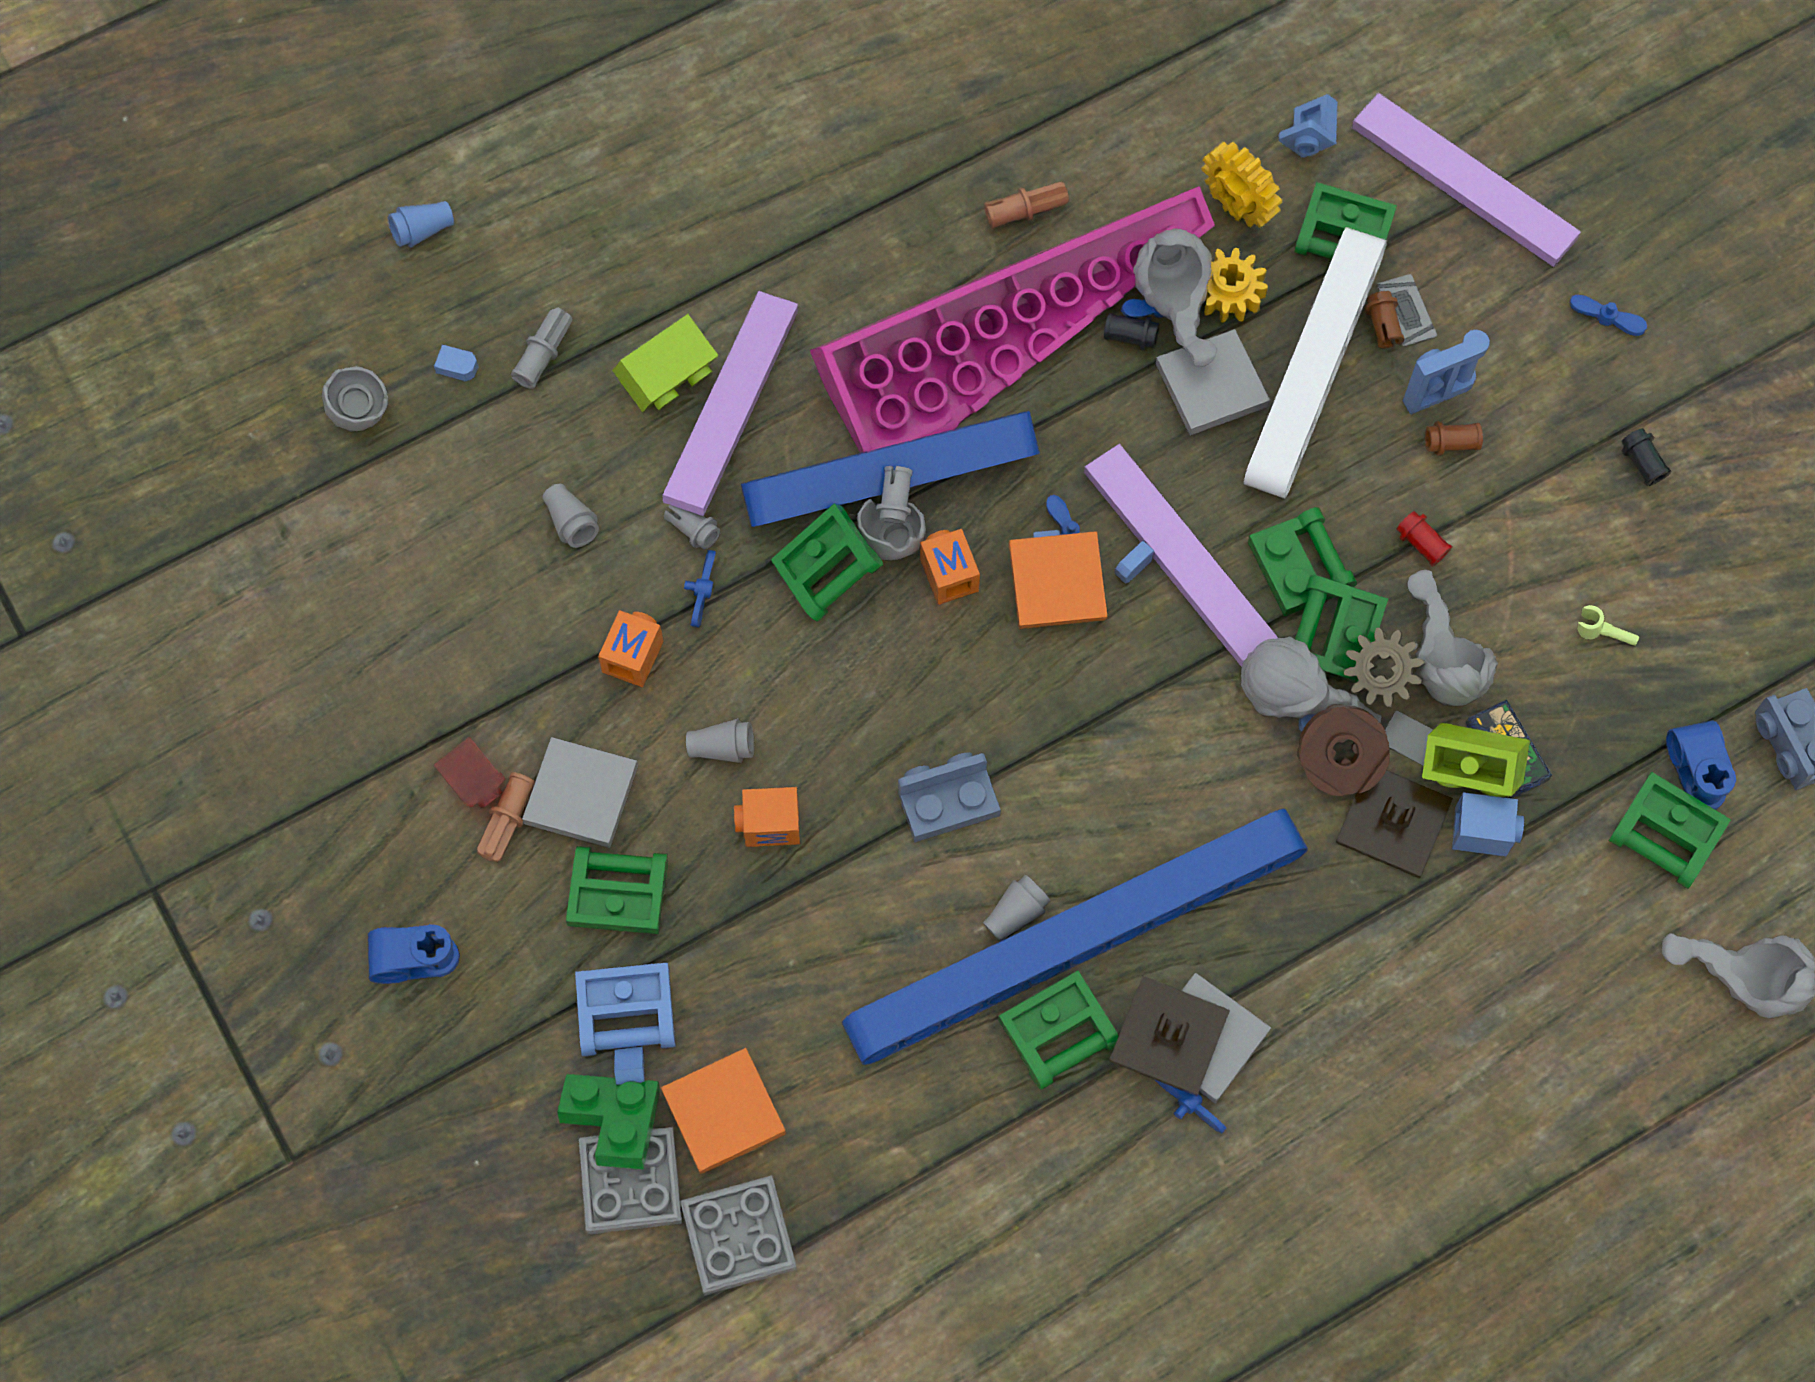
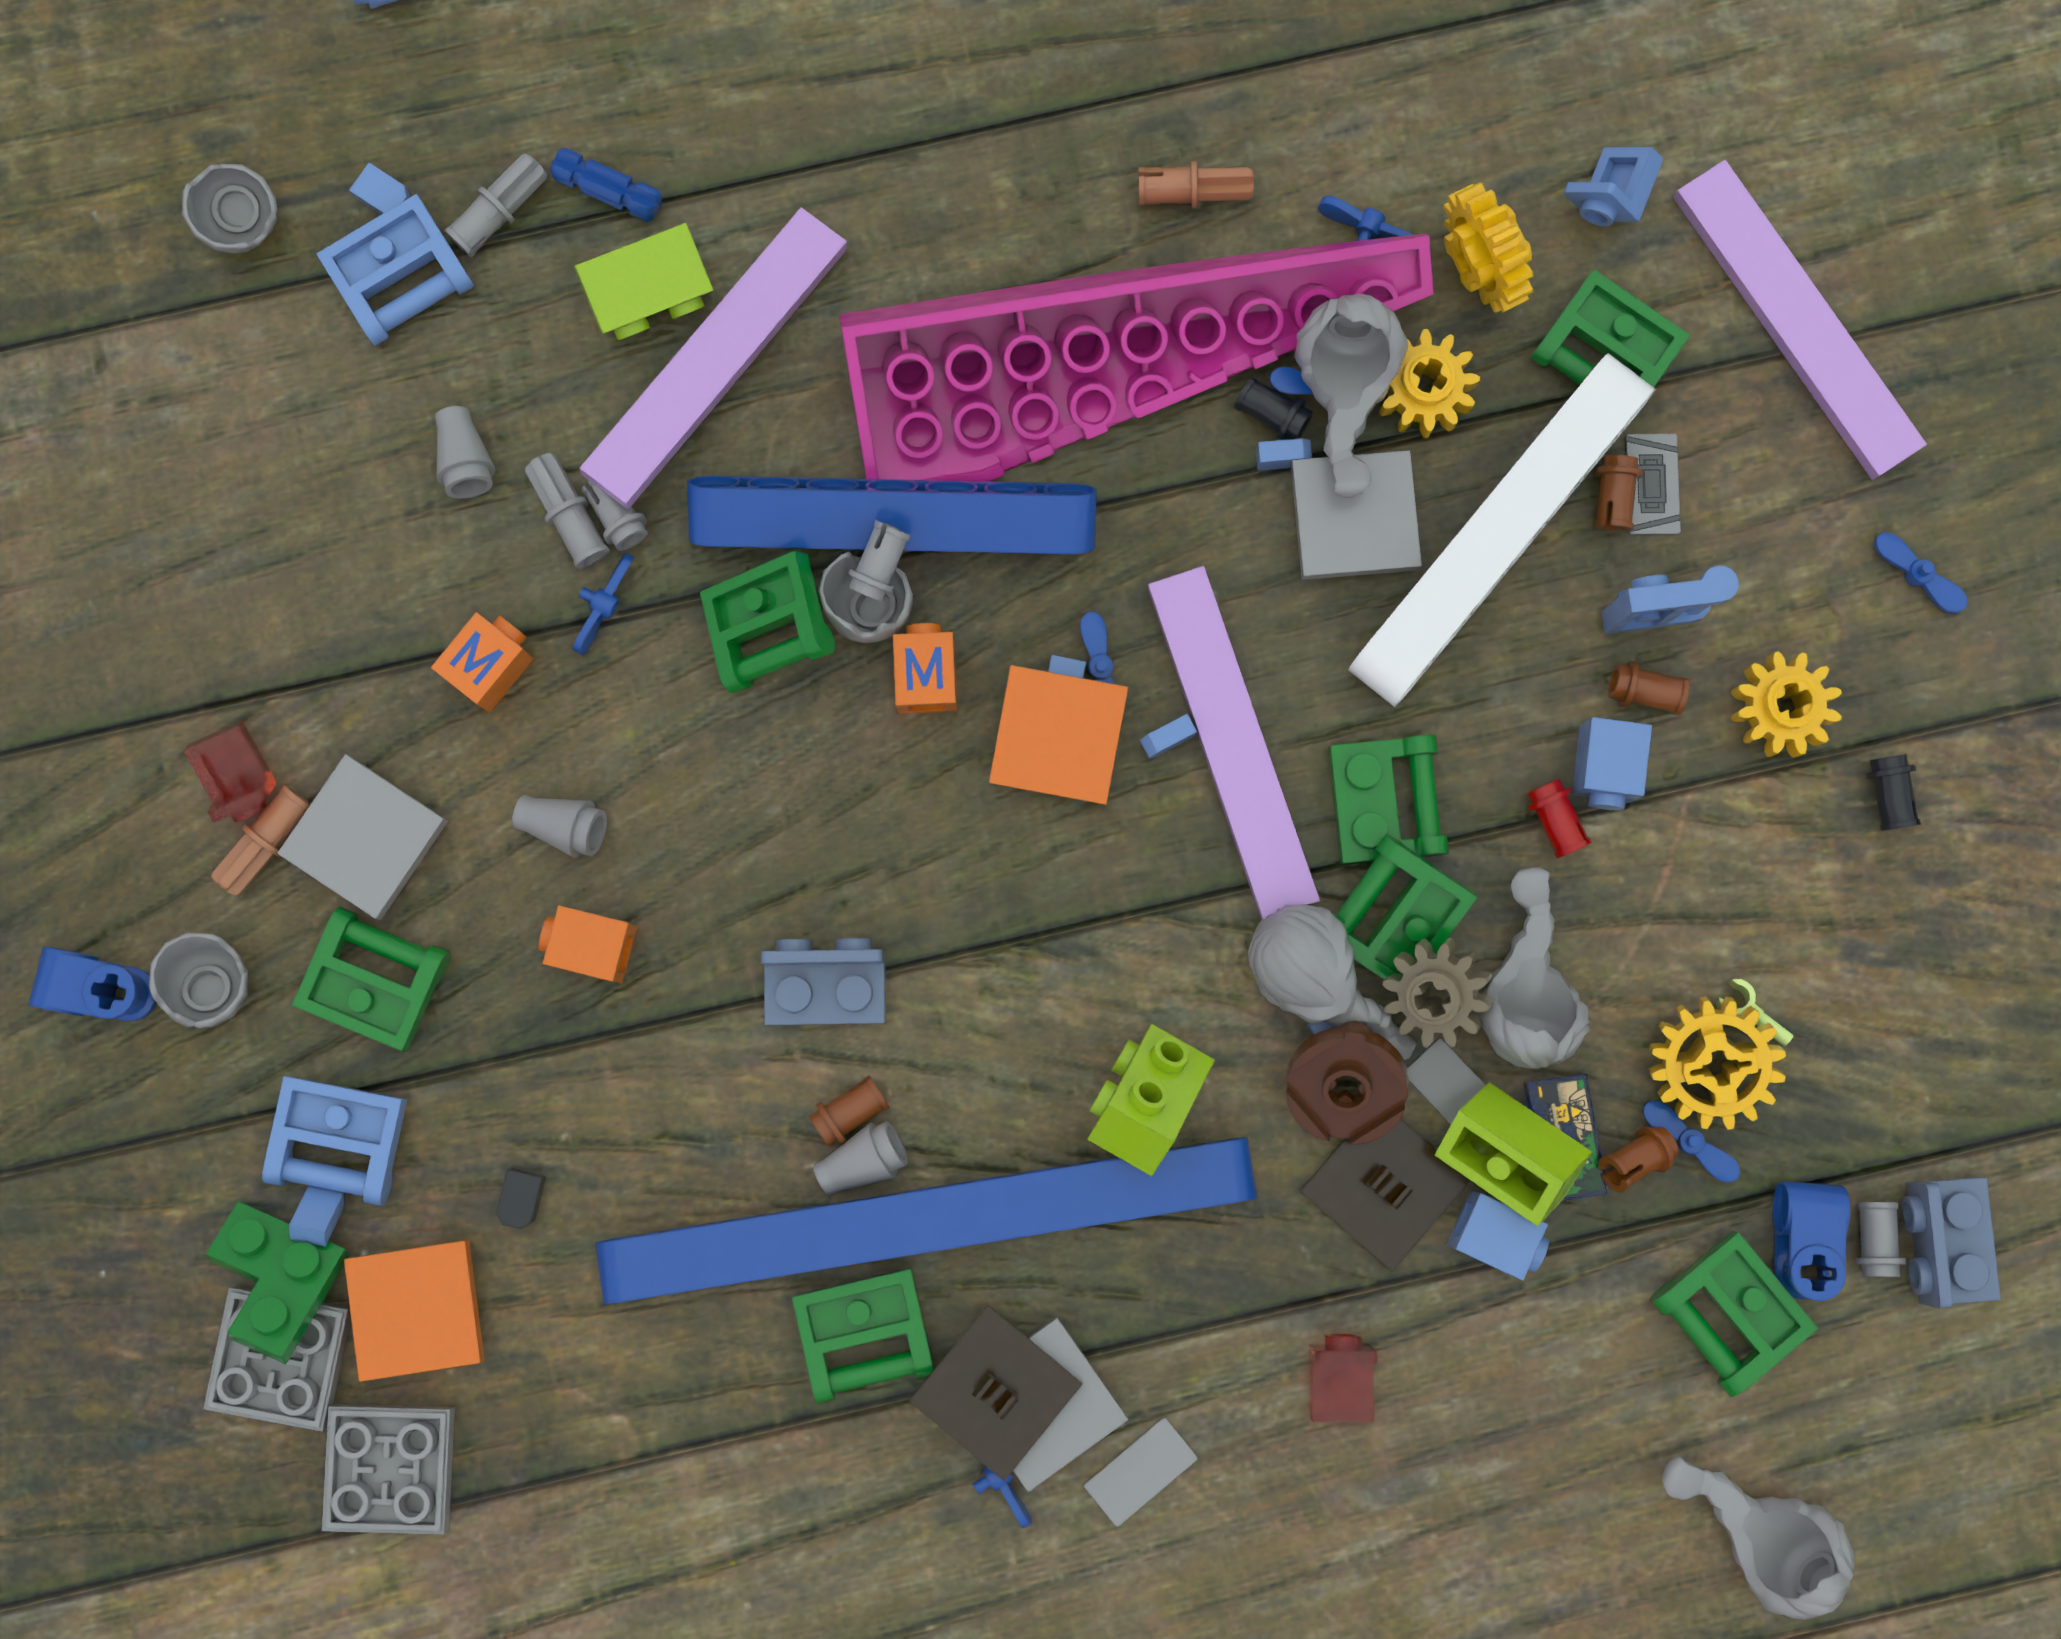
camera: 20 degrees right, 15 degrees up
(475, 398) = (385, 254): none -> medium blue plate
(492, 922) = (198, 980): none -> light grey hair
(615, 314) = (606, 184): none -> blue axle
(657, 533) = (566, 510): none -> light grey axle
(774, 1012) = (520, 1198): none -> black piece
(996, 877) = (848, 1111): none -> dark orange pin
(1134, 195) = (1368, 223): none -> blue piece
(1145, 358) = (1280, 453): none -> medium blue piece
(1208, 796) = (1150, 1100): none -> lime brick
(1292, 1071) = (1140, 1472): none -> light grey sticker
(1412, 957) = (1341, 1379): none -> clear red bracket
(1446, 489) = (1611, 762): none -> medium blue brick
(1550, 420) = (1786, 682): none -> yellow gear
(1570, 738) = (1648, 1152): none -> dark orange pin
(1596, 726) = (1692, 1142): none -> blue piece
(1600, 679) = (1742, 1058): none -> yellow gear
(1750, 751) = (1879, 1240): none -> light grey pin

